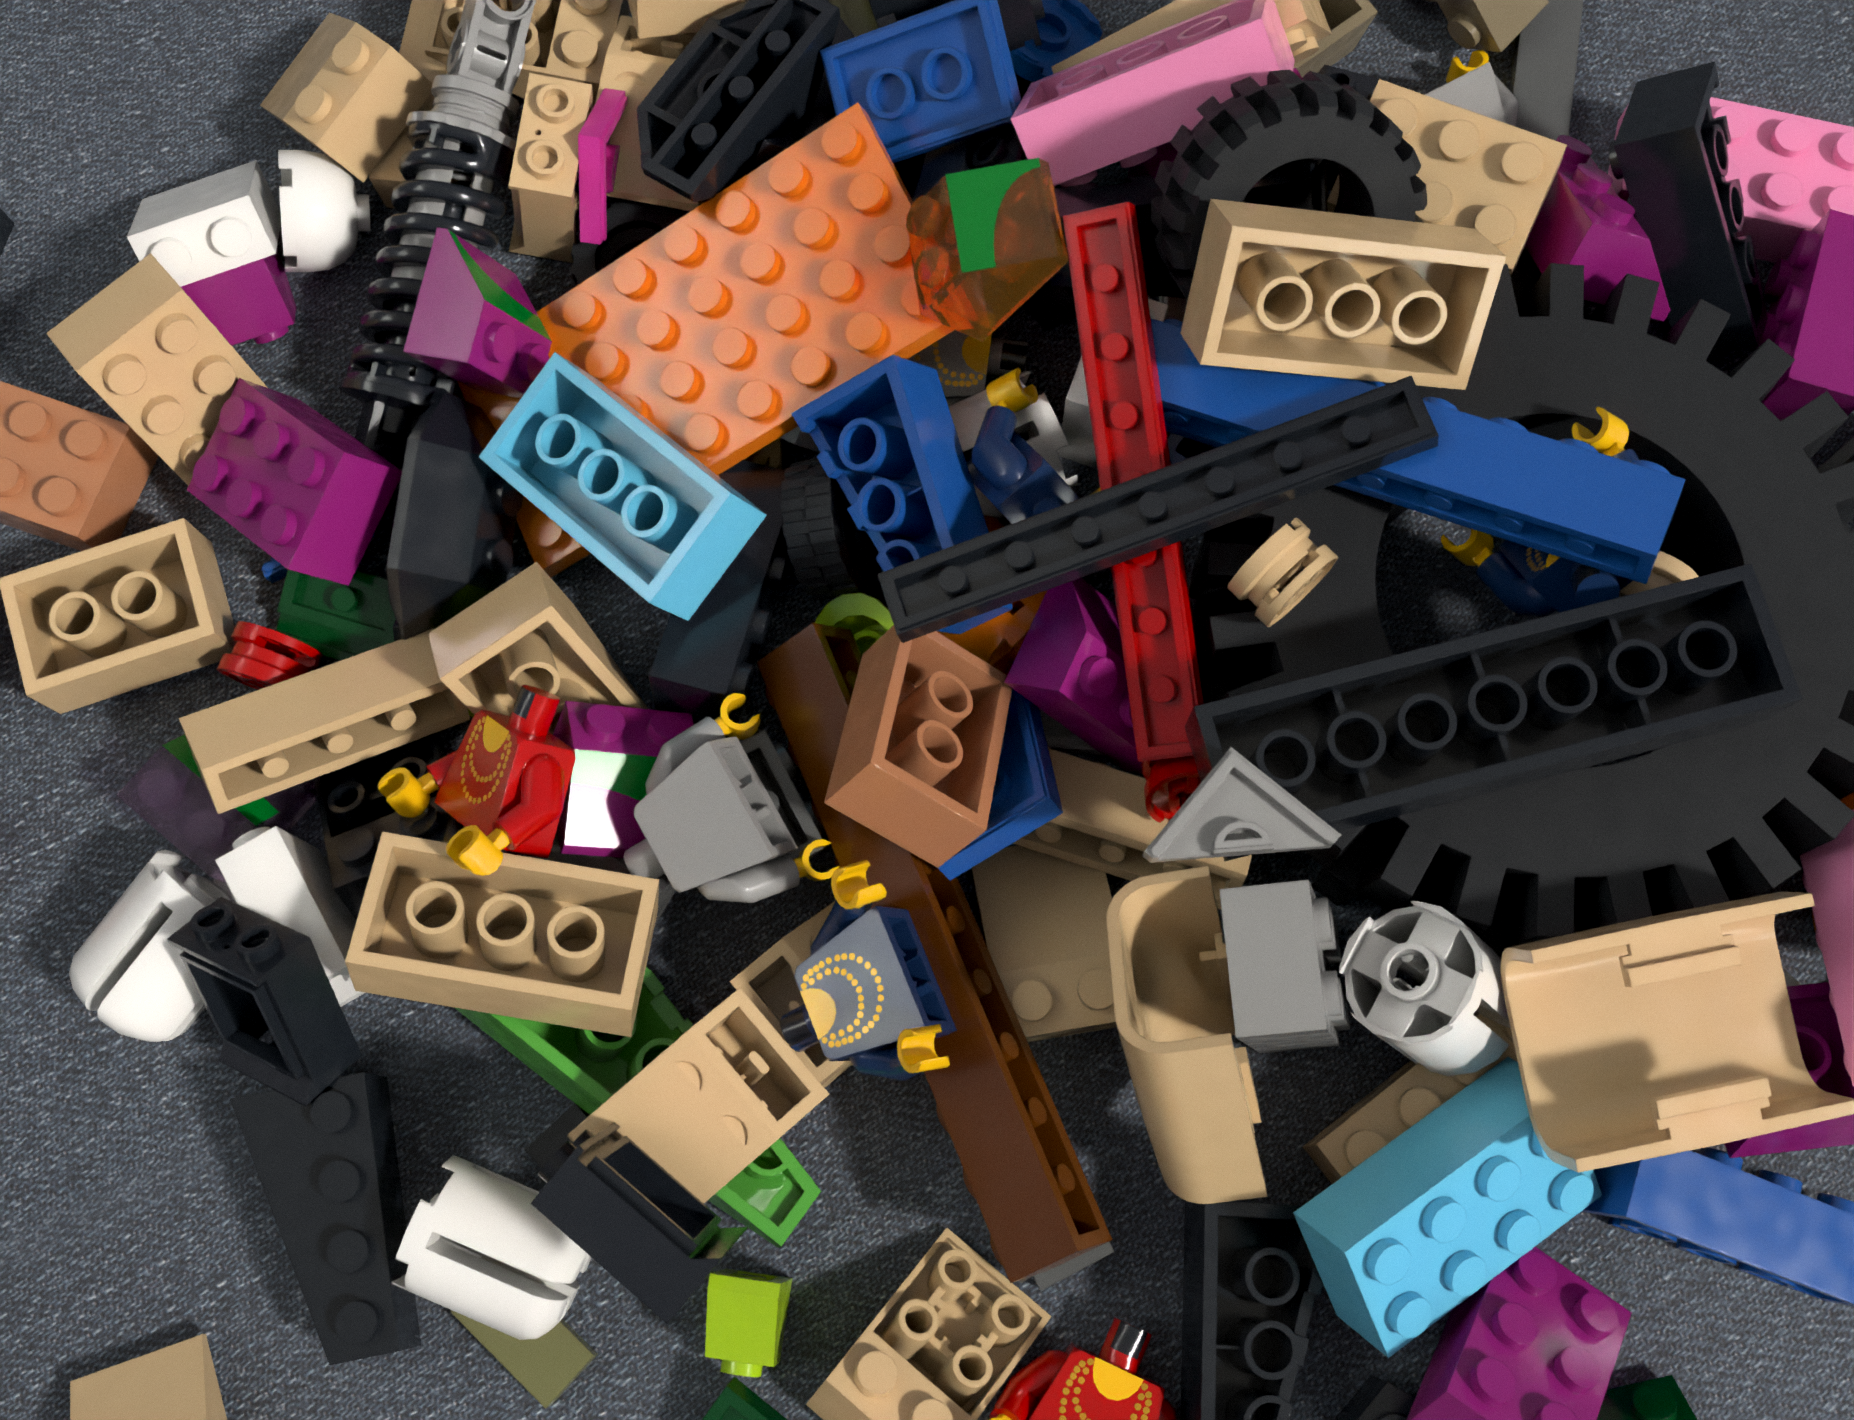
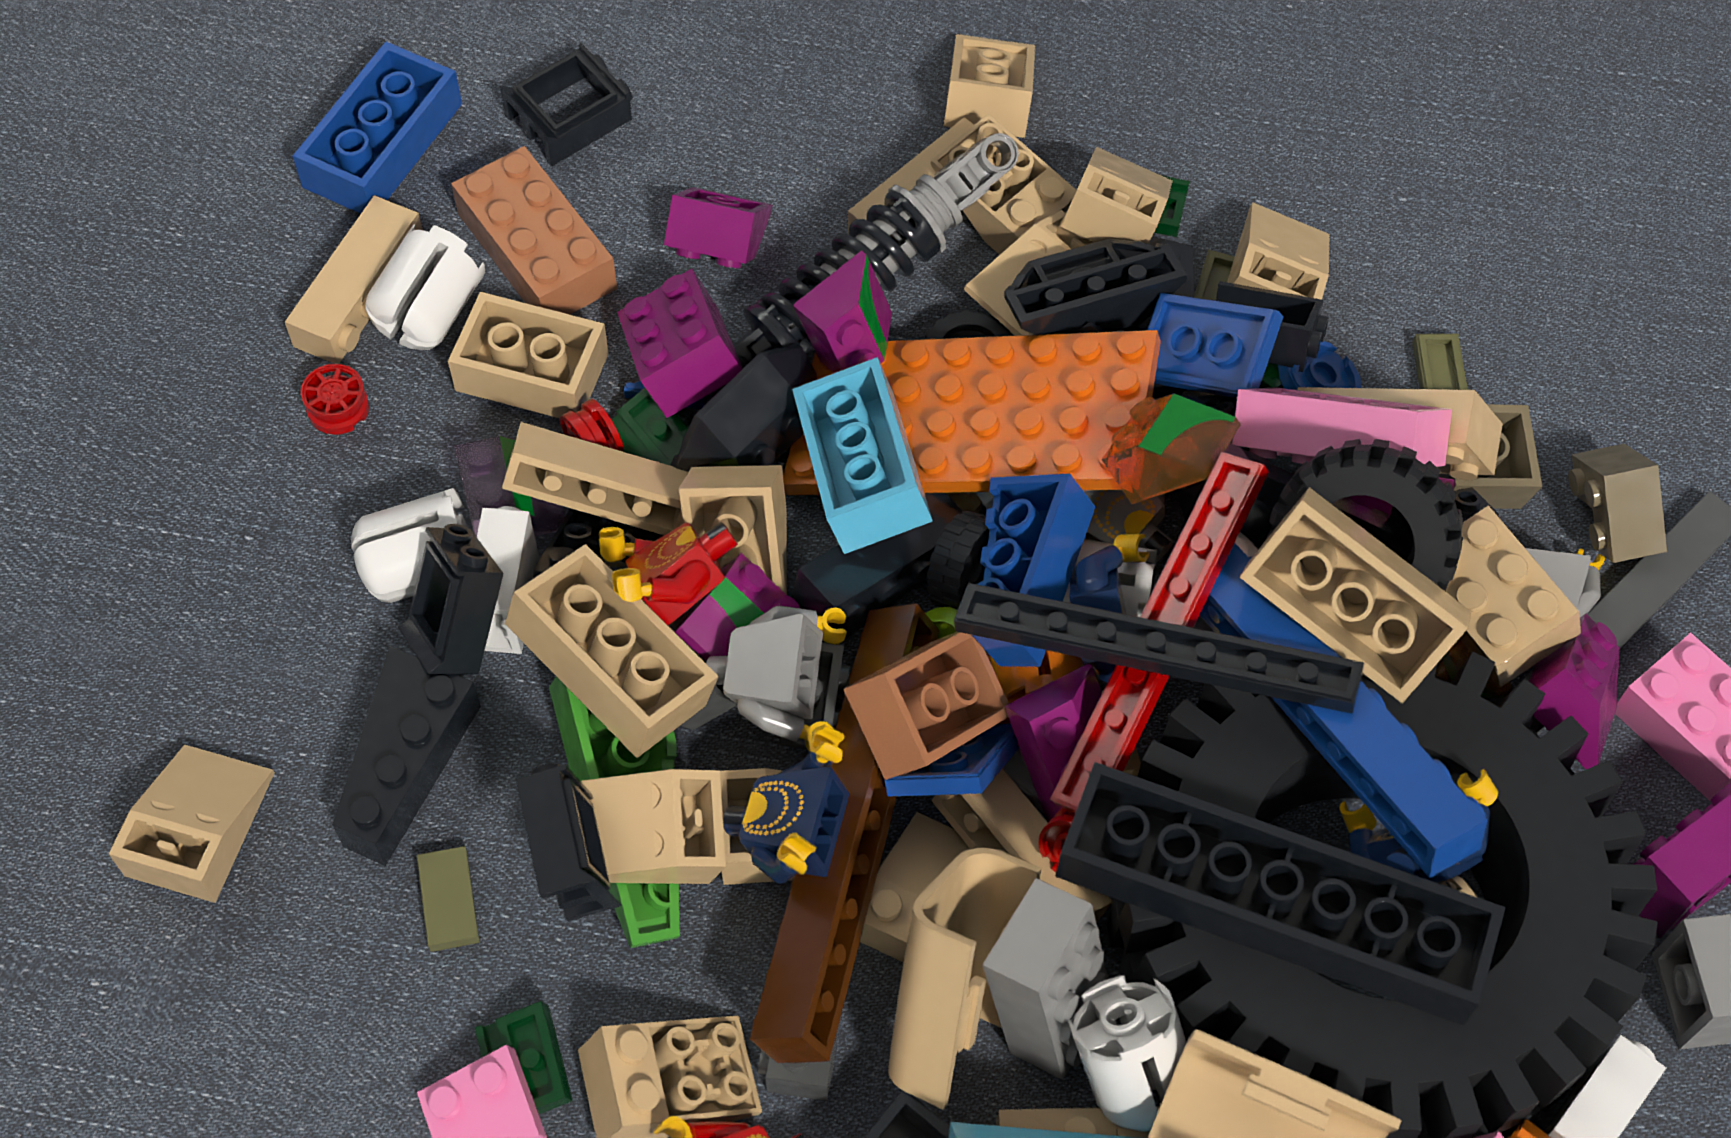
camera: 30 degrees right, 15 degrees down
(154, 361) = (652, 230): tan brick -> none
(208, 224) = (735, 181): white brick -> none
(318, 211) = (805, 212): white cylinder -> none
(348, 94) = (869, 160): tan slope -> none
(491, 1254) = (436, 823): white cylinder -> none
(547, 167) = (961, 250): tan window -> none
(598, 164) = (983, 278): dark pink tile -> none
(746, 1320) = (582, 970): lime slope -> none
(1239, 814) = (1072, 832): light grey tile -> none
(1277, 566) = (1209, 733): tan wheel -> none
(1677, 184) = (1655, 717): black wedge -> none

